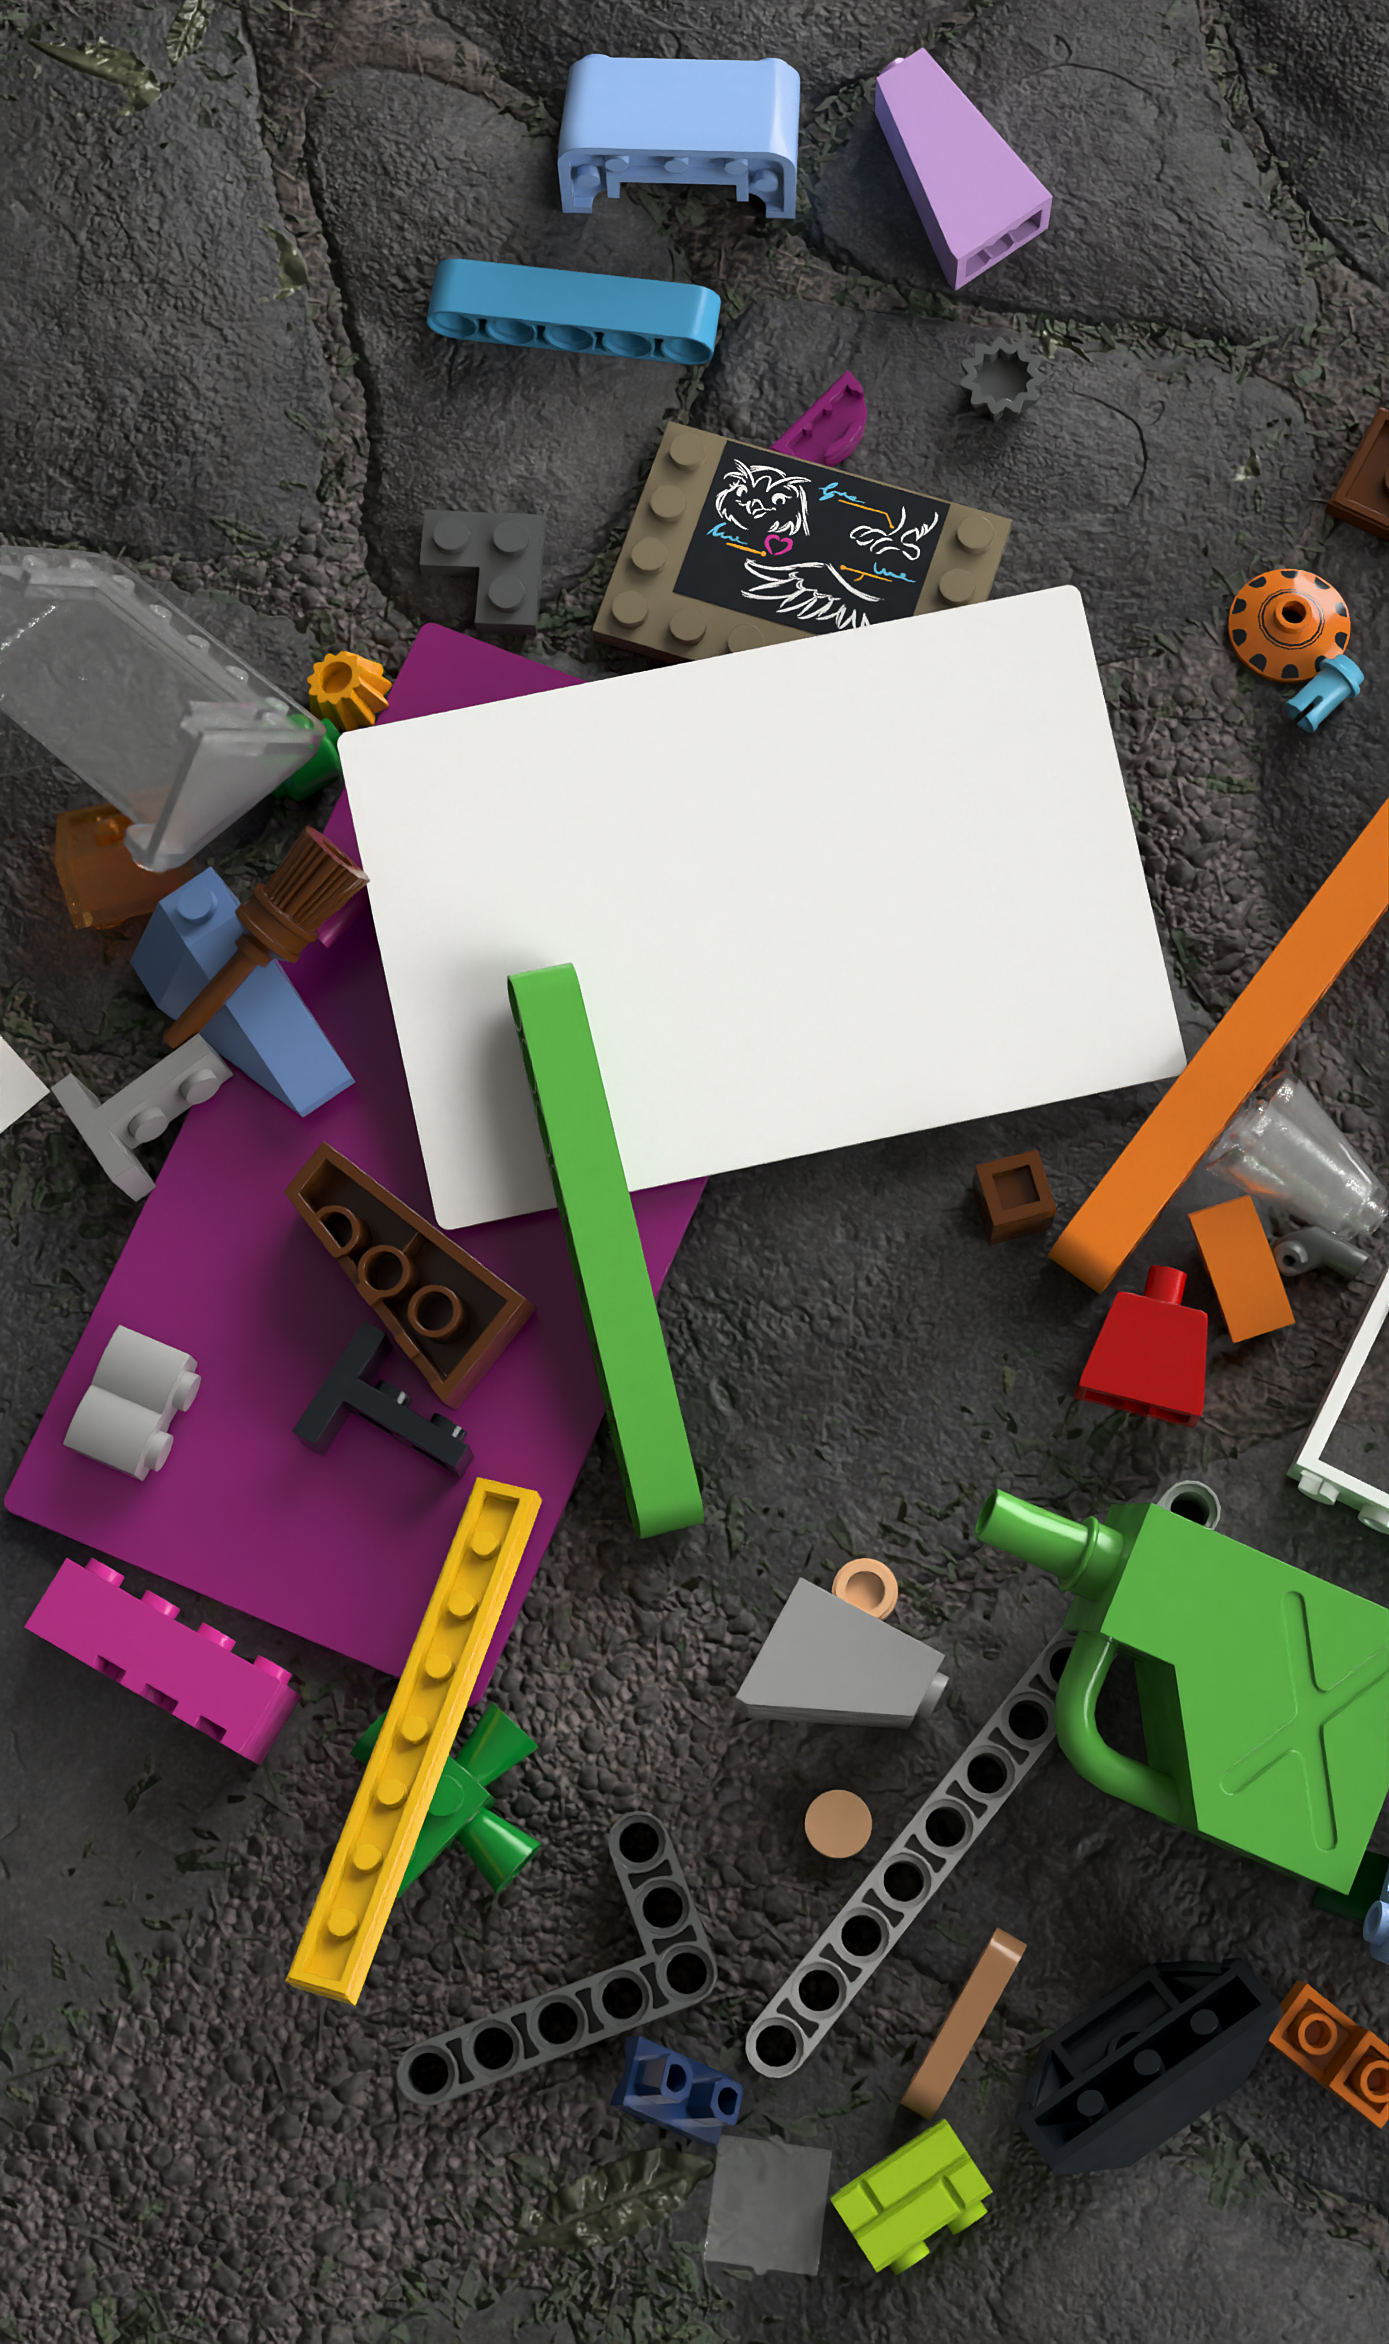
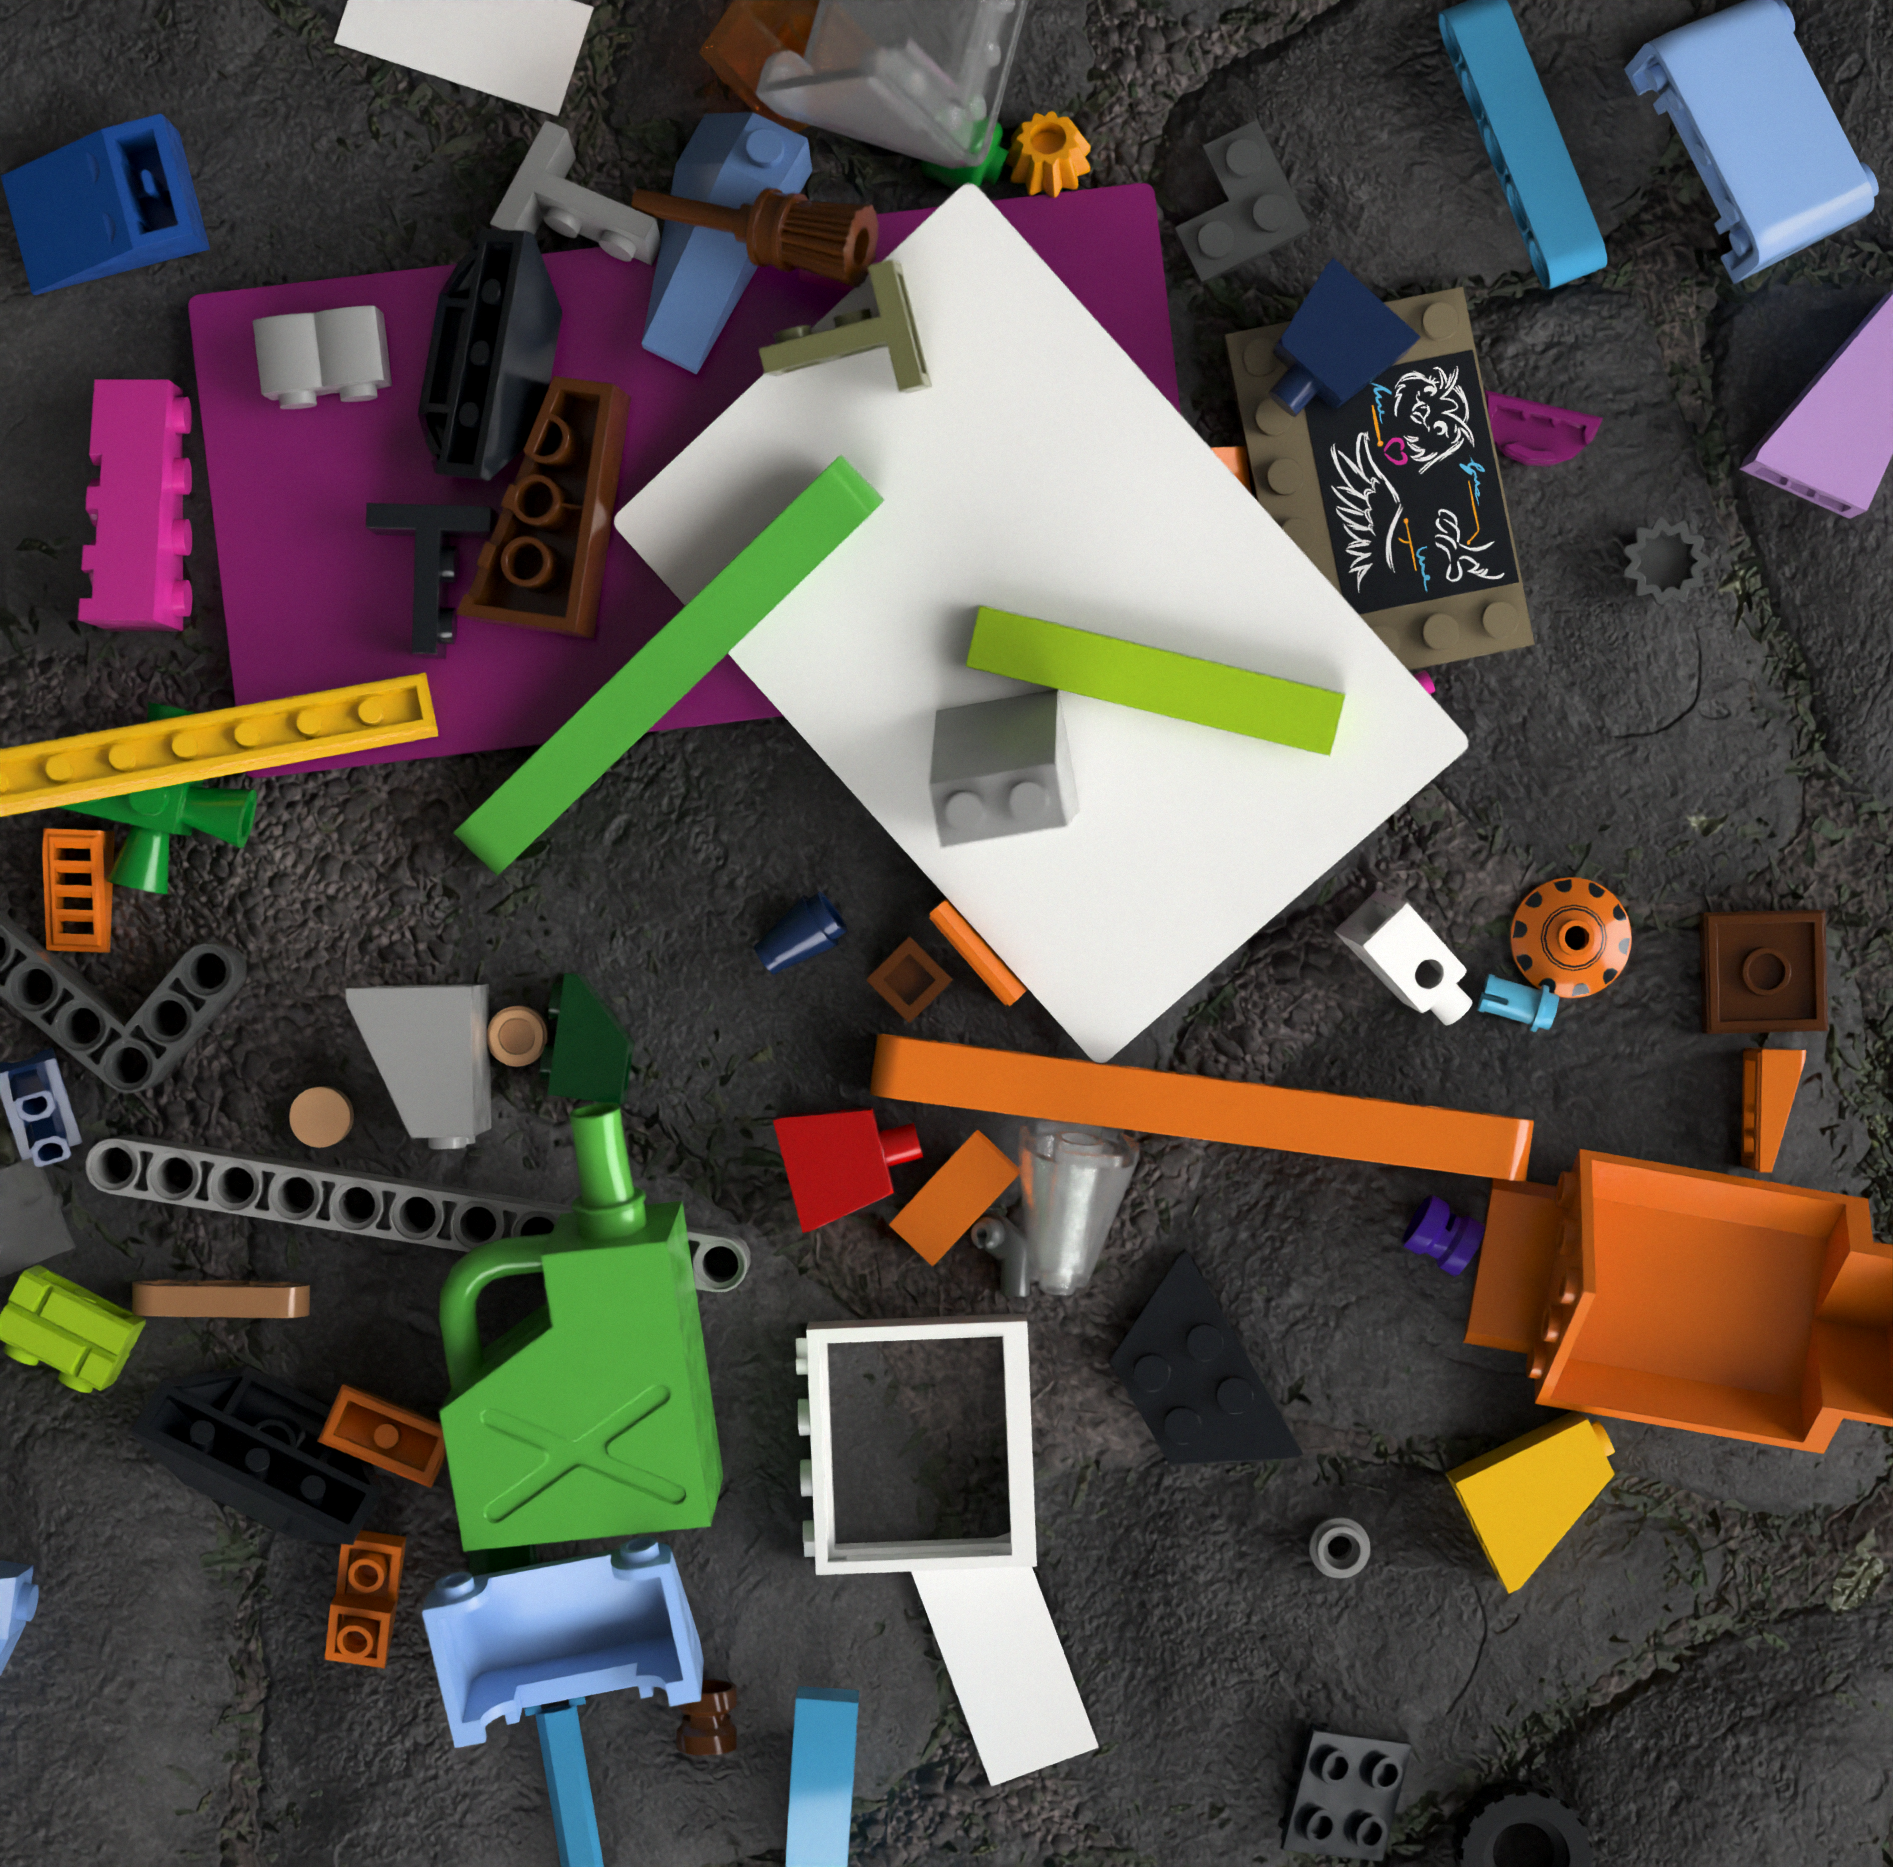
camera: 55 degrees right, 15 degrees up
(225, 1251) = (489, 355): none -> black wedge
(411, 898) = (860, 333): none -> olive bracket
(436, 1907) = (54, 871): none -> orange slope
(656, 531) = (1337, 342): none -> dark blue torso
(866, 820) = (1155, 680): none -> lime tile
(873, 985) = (1001, 769): none -> light grey slope
(911, 1521) = (590, 1046): none -> dark green slope
(915, 1274) = (801, 933): none -> dark blue cone
(1021, 1128) = (978, 953): none -> orange slope
(1187, 1930) = (385, 1435): none -> orange slope
(1229, 757) = (1396, 942): none -> white torso

